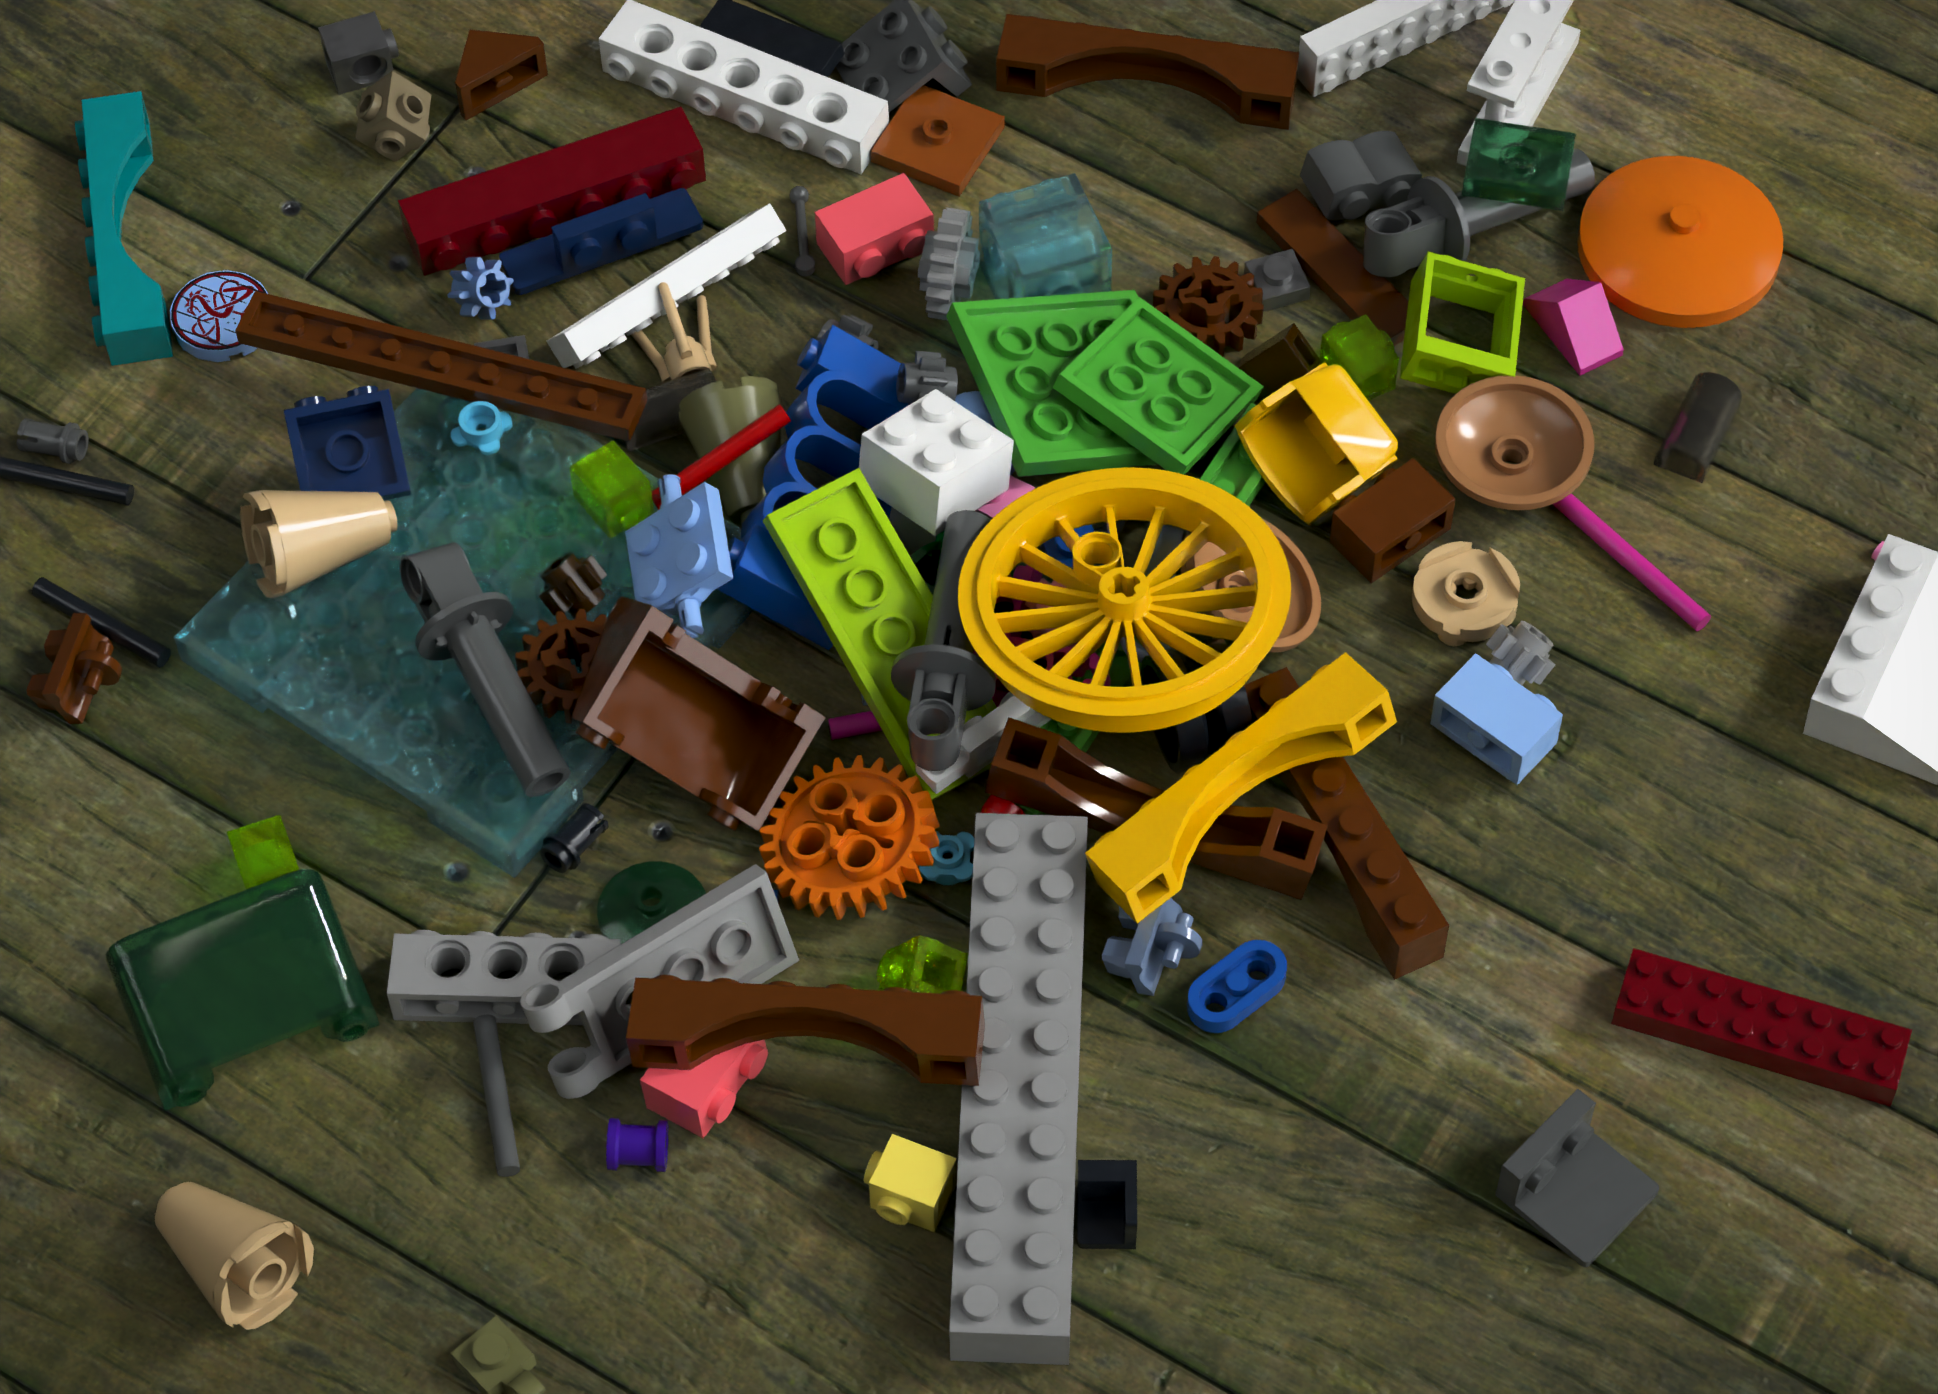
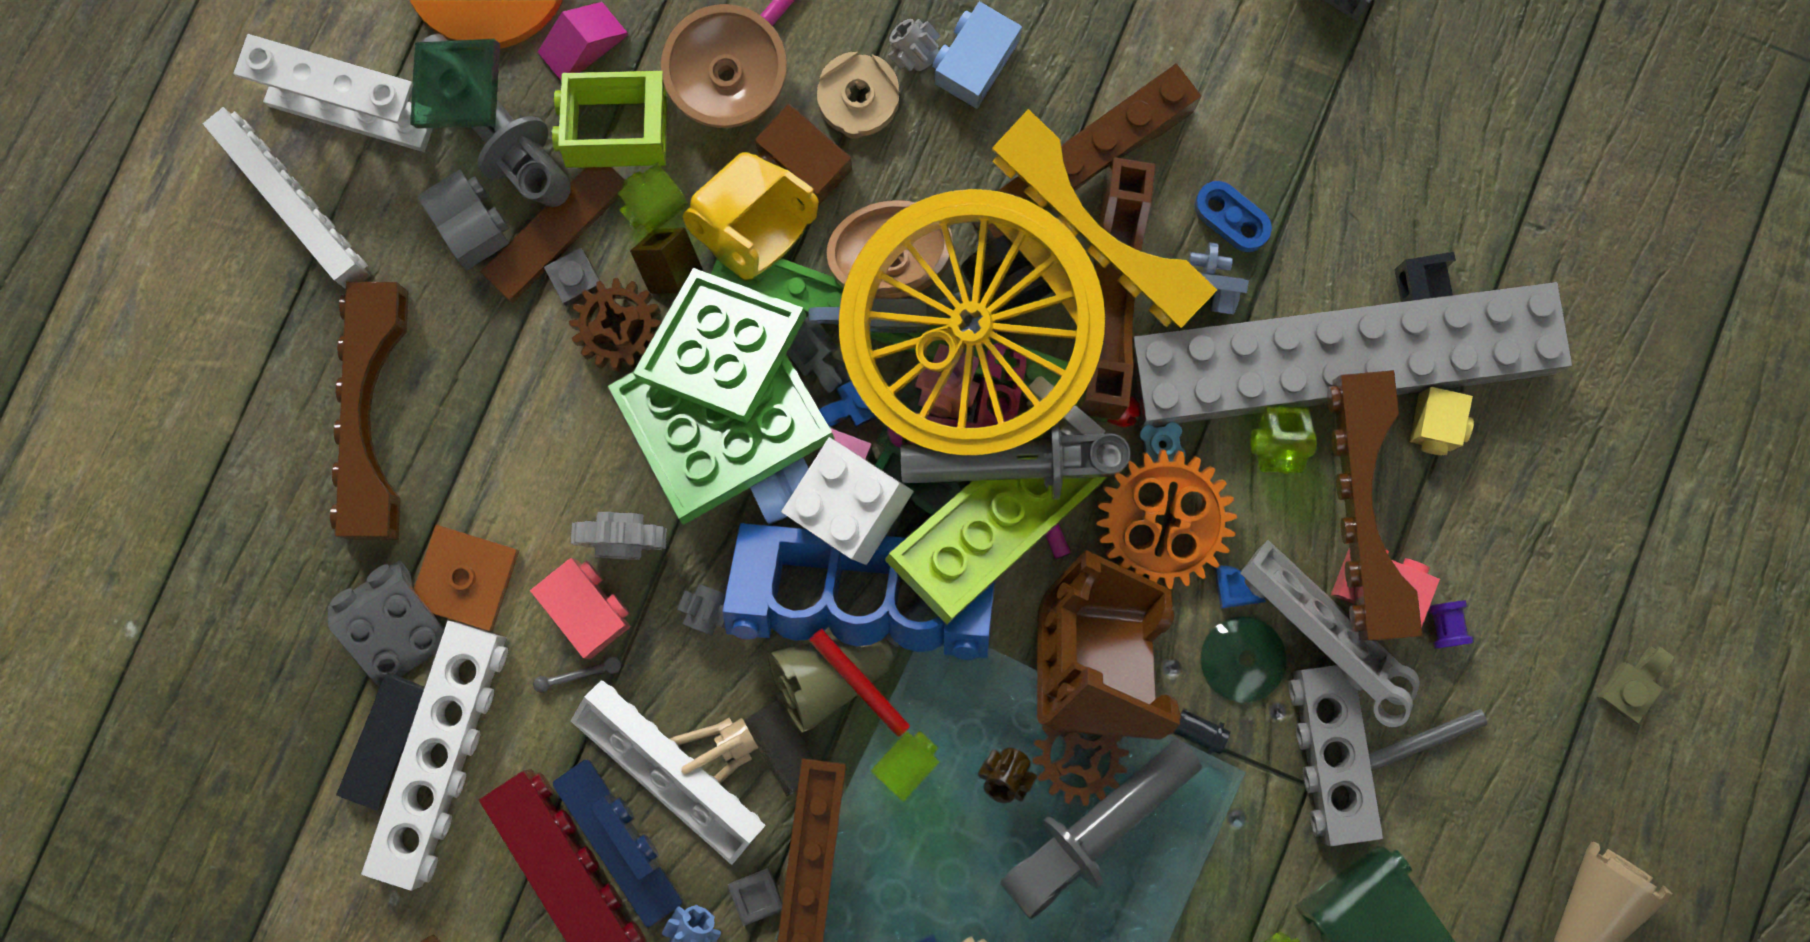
camera: 100 degrees left, 25 degrees up
(478, 416) = (845, 900): medium azure plate -> none
(680, 552) = (967, 693): light blue plate -> none
(924, 376) = (762, 525): dark grey gear -> none
(1043, 242) = (593, 459): clear light blue brick -> none

